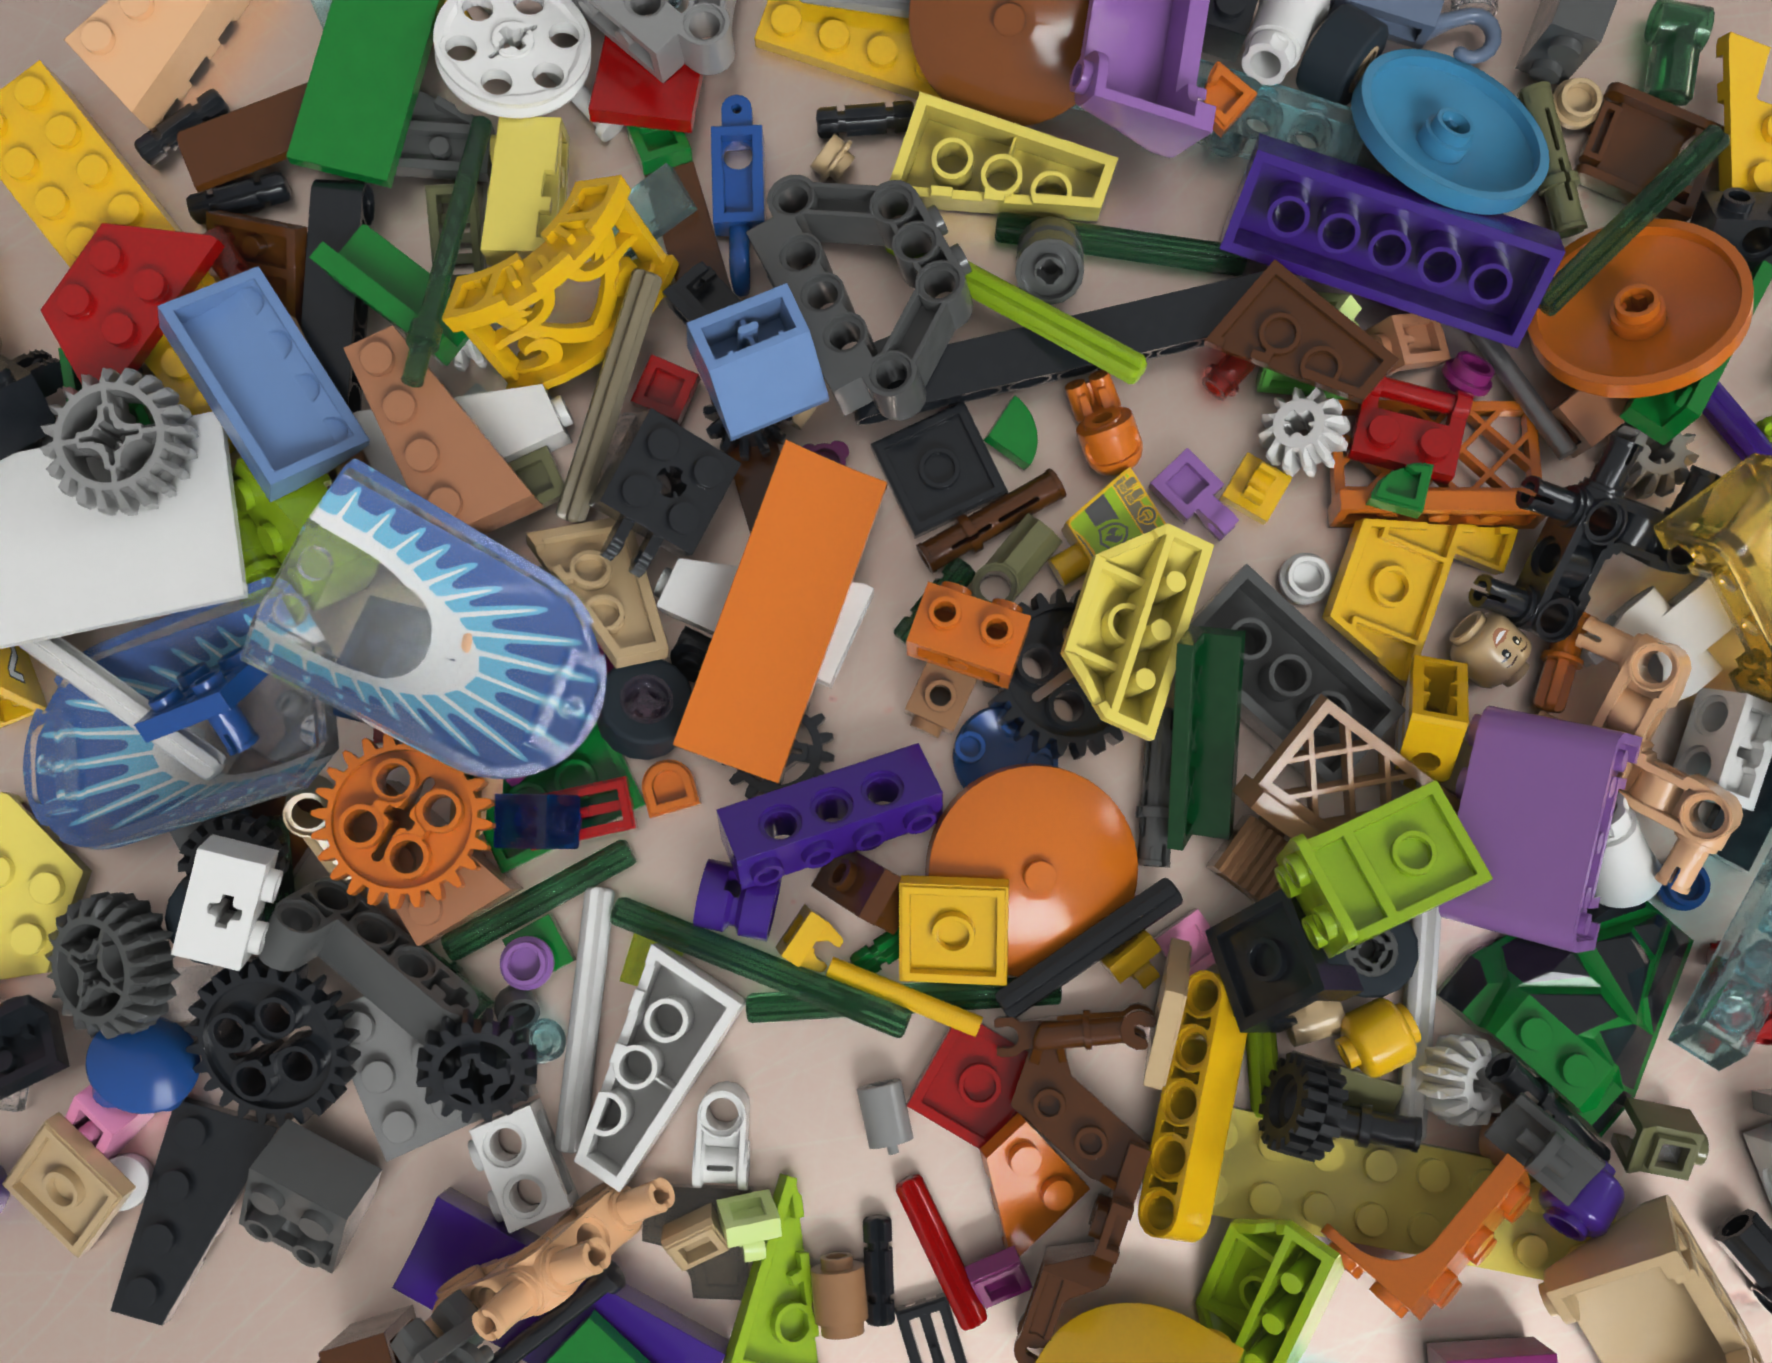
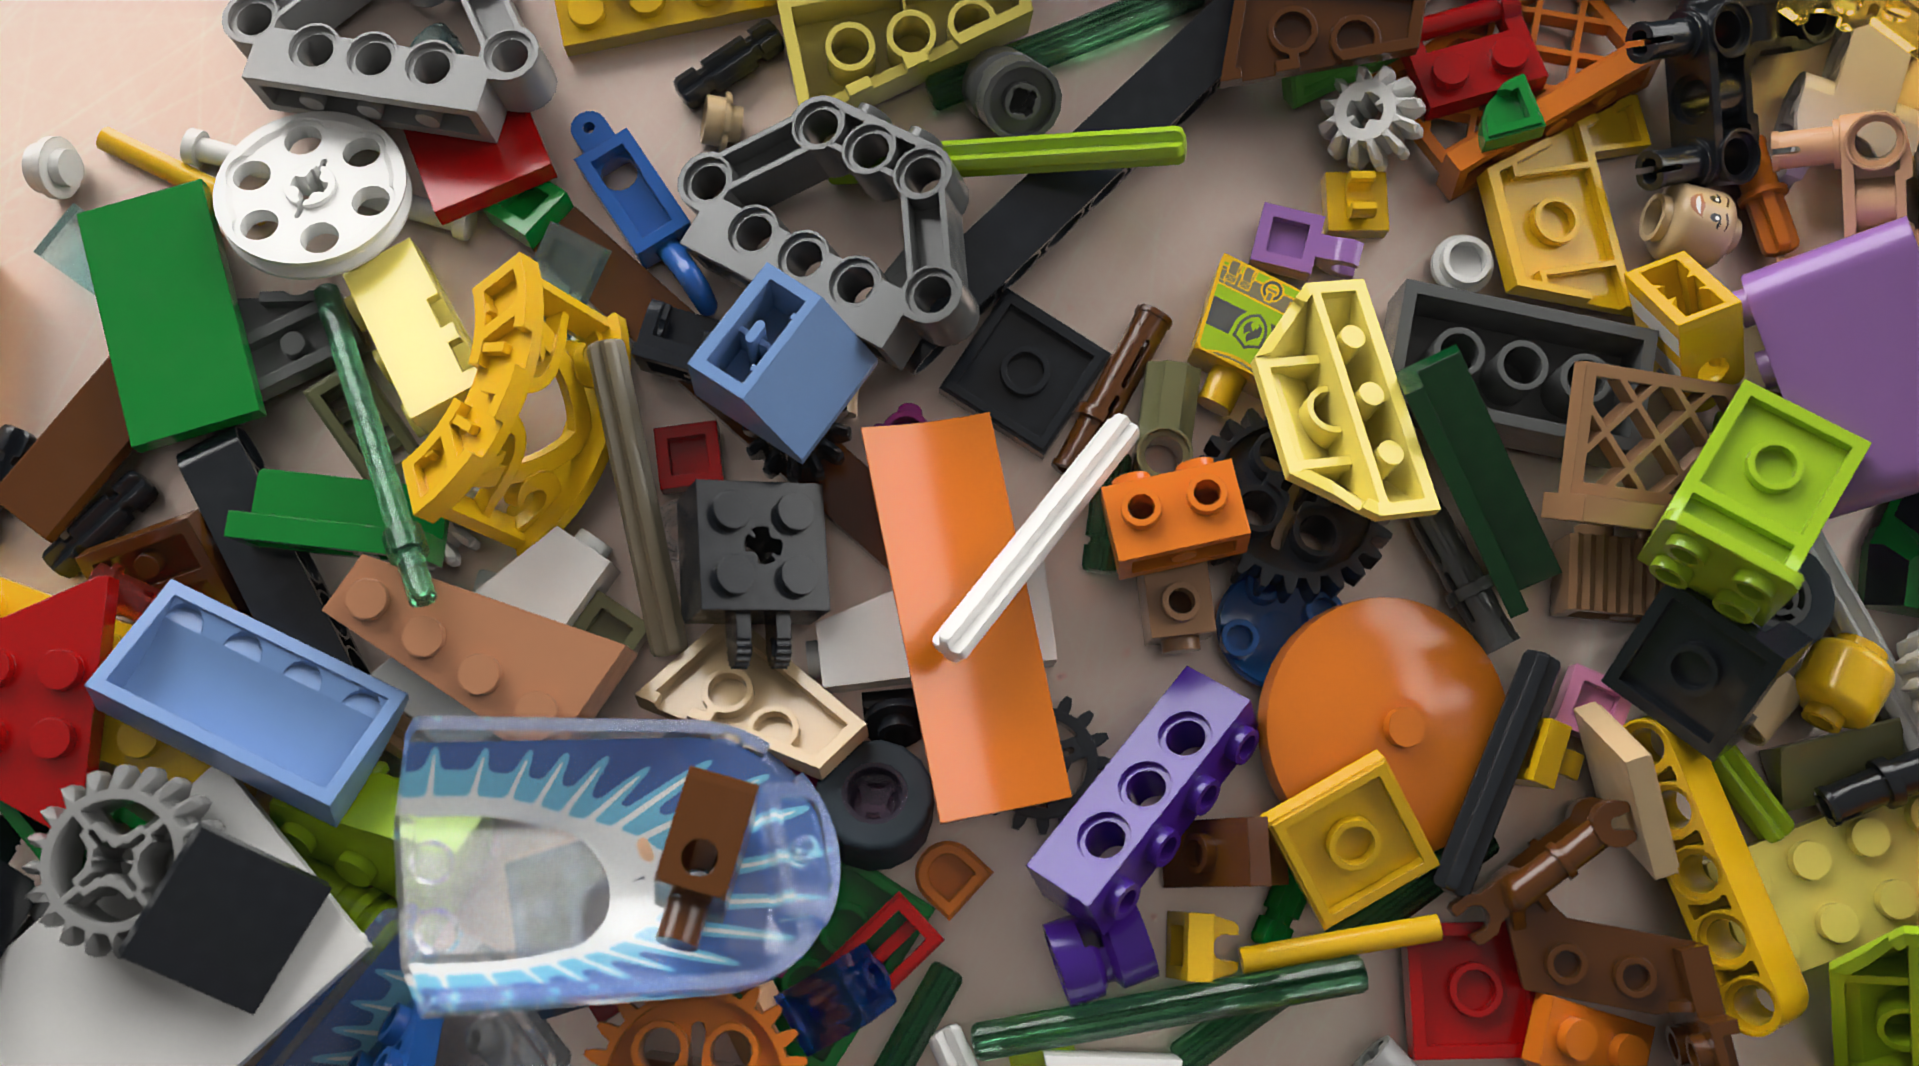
camera: 35 degrees left, 5 degrees down
(160, 519) = (225, 918): none -> black tile
(511, 652) = (705, 836): none -> reddish brown torso
(864, 589) = (1035, 539): none -> white axle
(1014, 433) = (1080, 291): green tile -> none
(1105, 428) = (1172, 233): orange piece -> none
(1225, 376) = (1255, 110): clear red pin -> none
(1303, 1107) = (1824, 800): black tyre -> none

